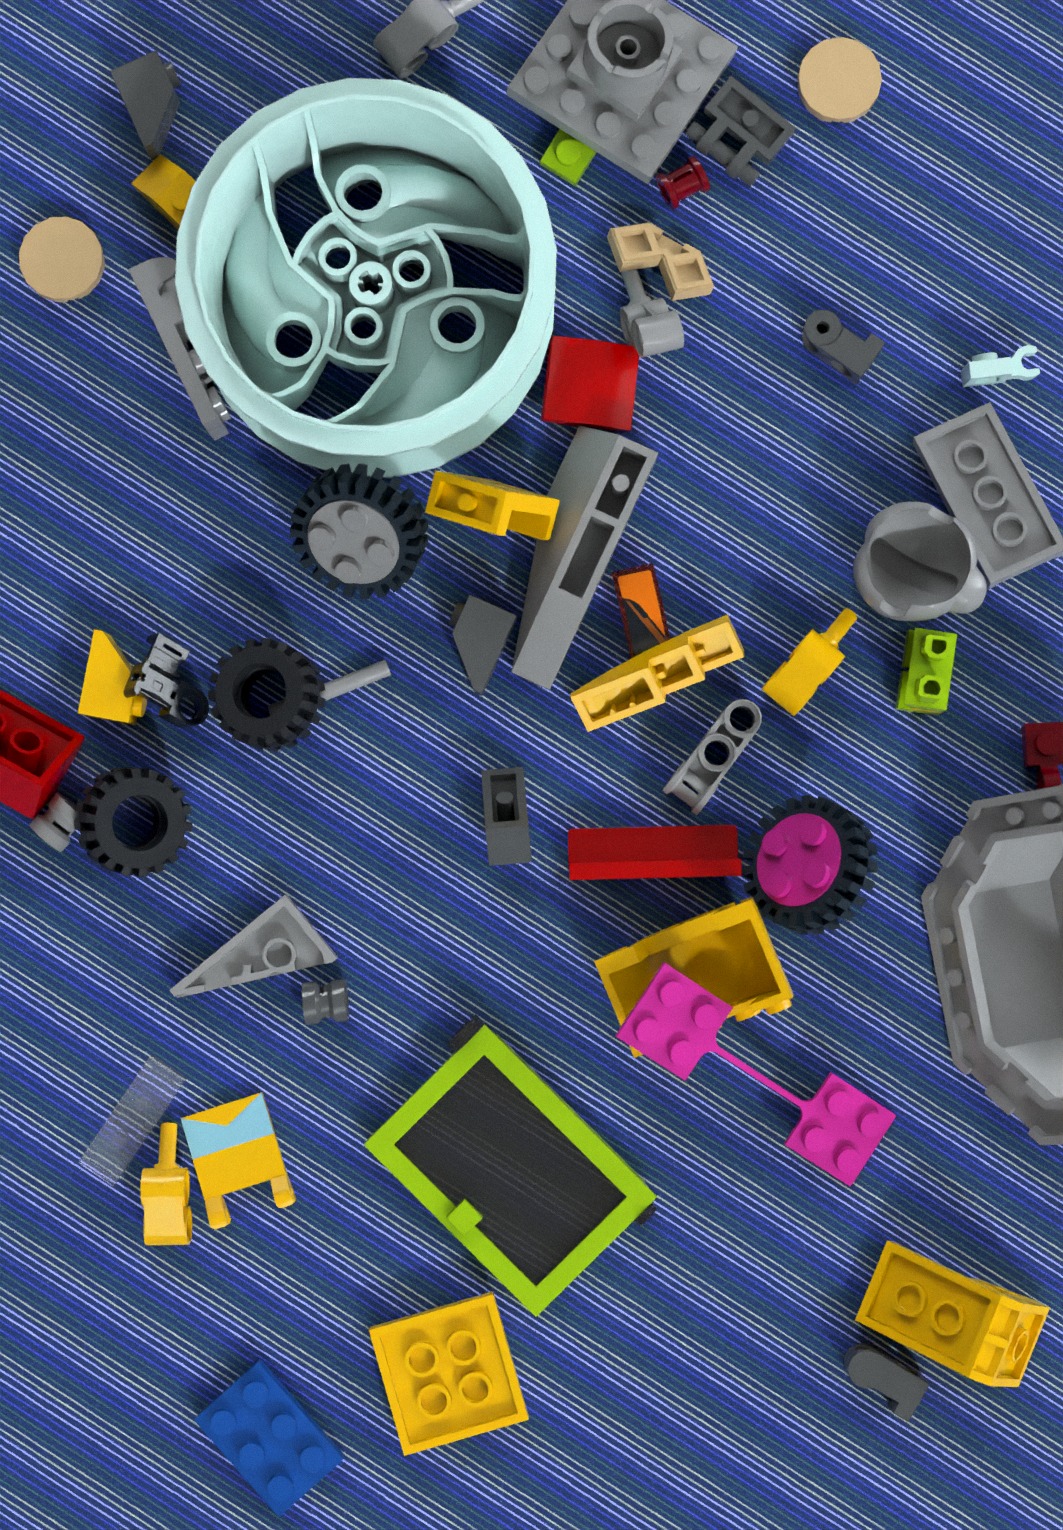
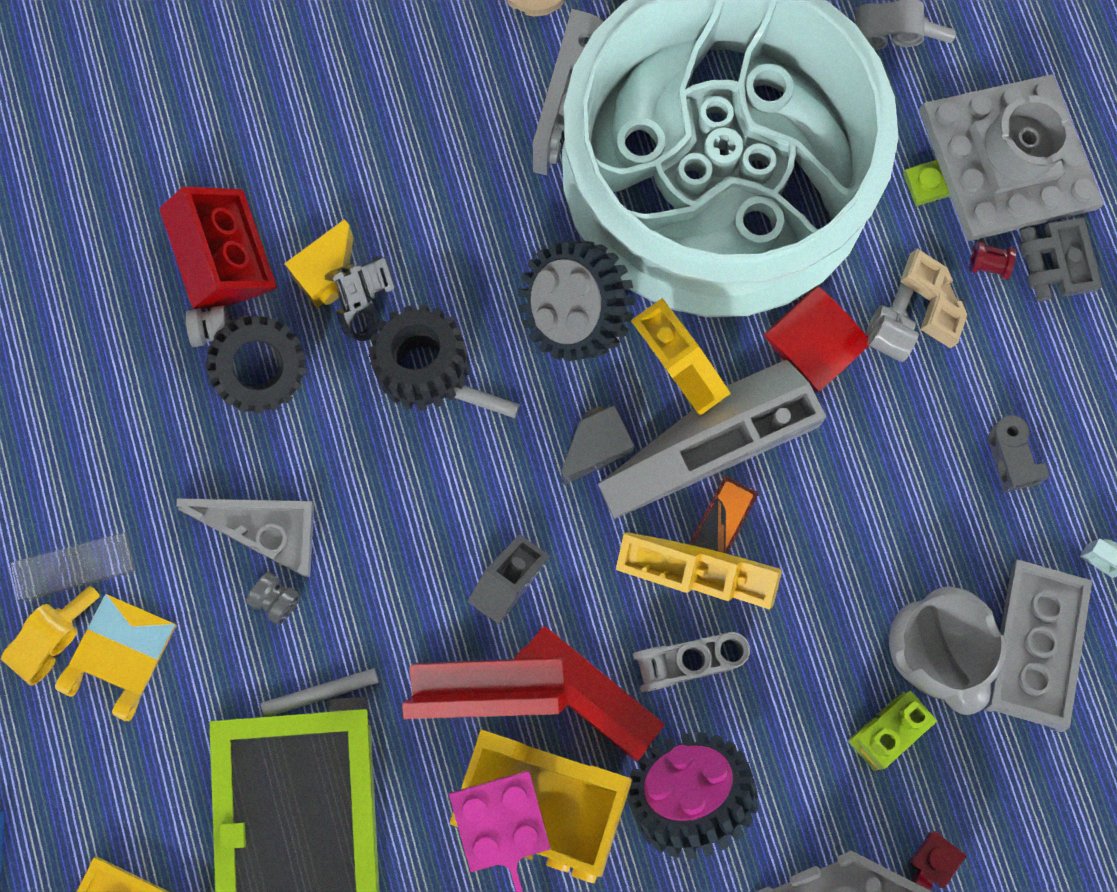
camera: 40 degrees right, 10 degrees down
(431, 1043) = (319, 692): none -> light grey bar
(568, 924) = (486, 688): none -> panel
(809, 665) = (810, 654): yellow beam -> none

